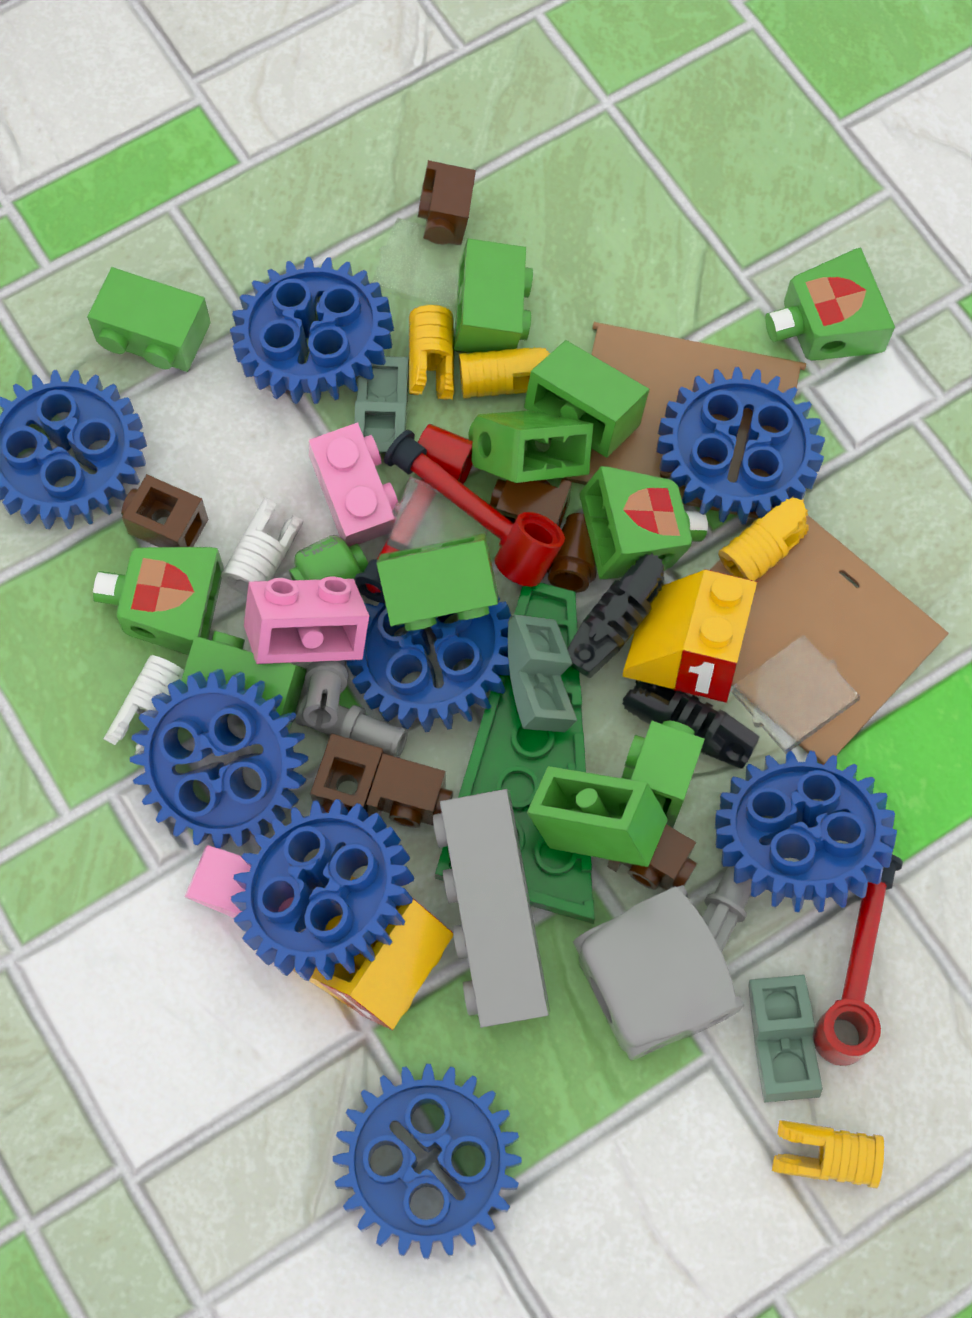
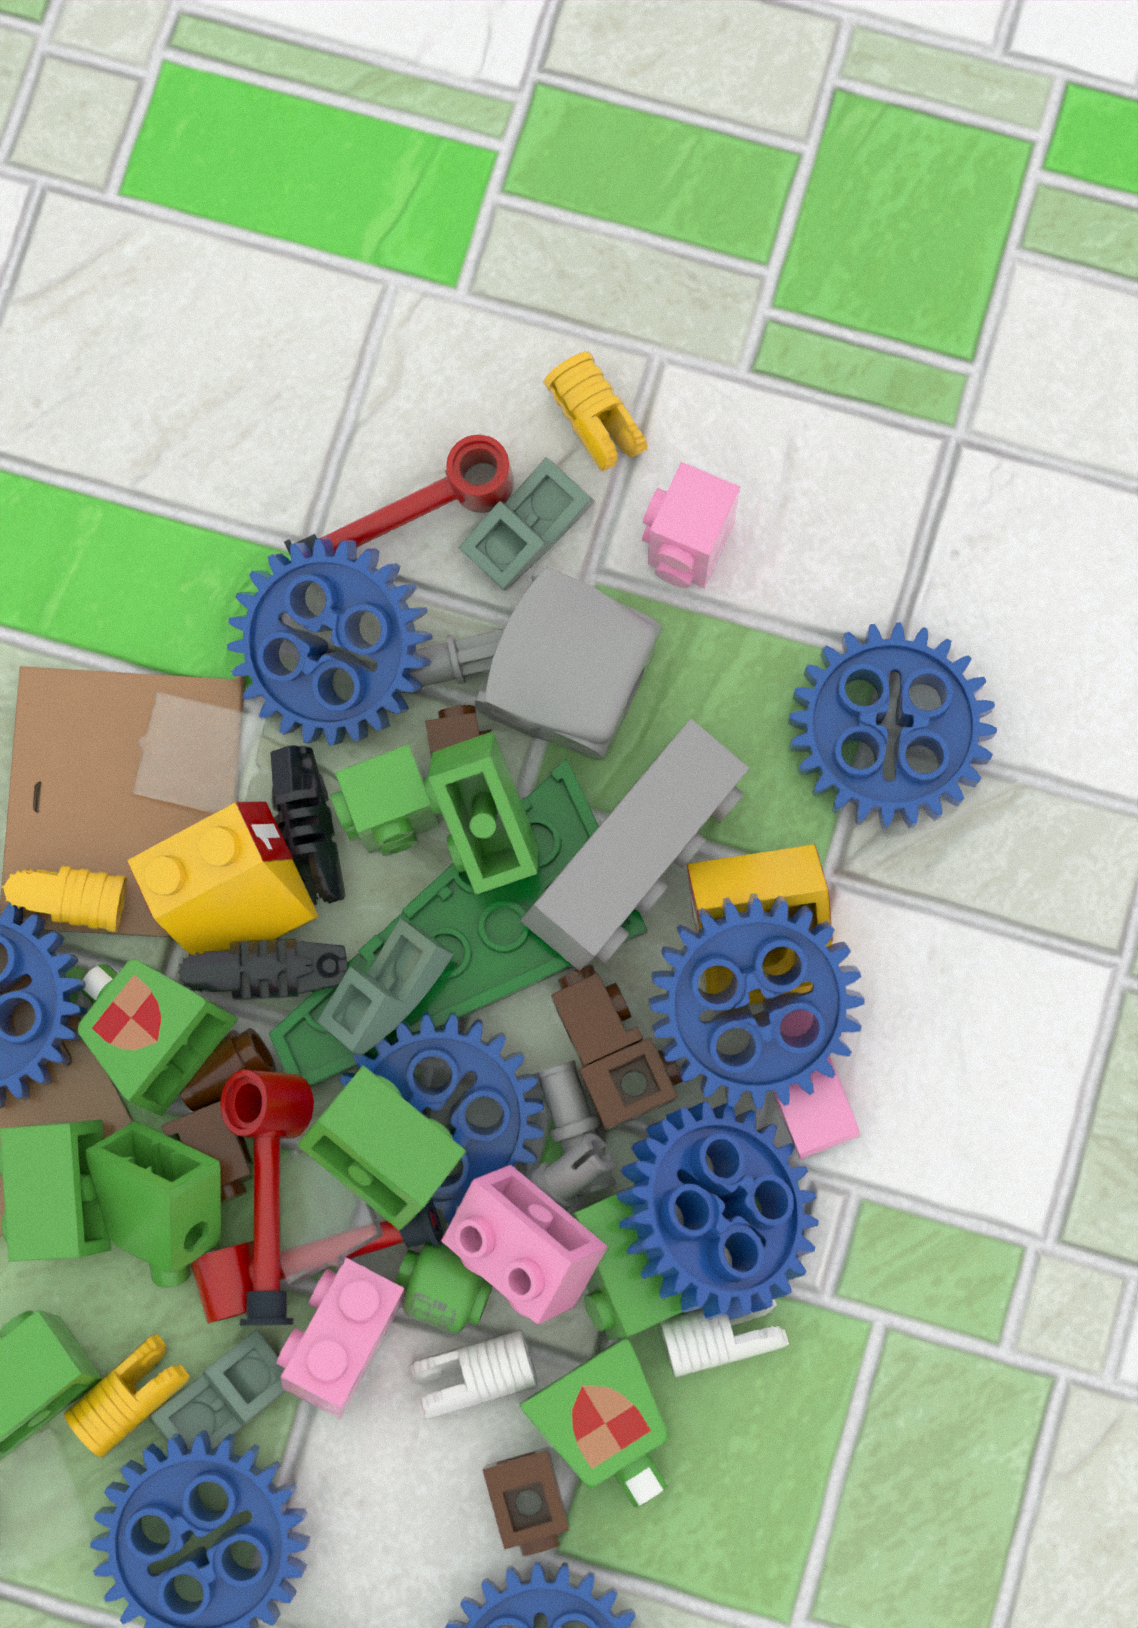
camera: 125 degrees left, 10 degrees up
(498, 371) = (88, 1308): yellow hinge -> none
(685, 1134) = (689, 525): none -> bright pink brick

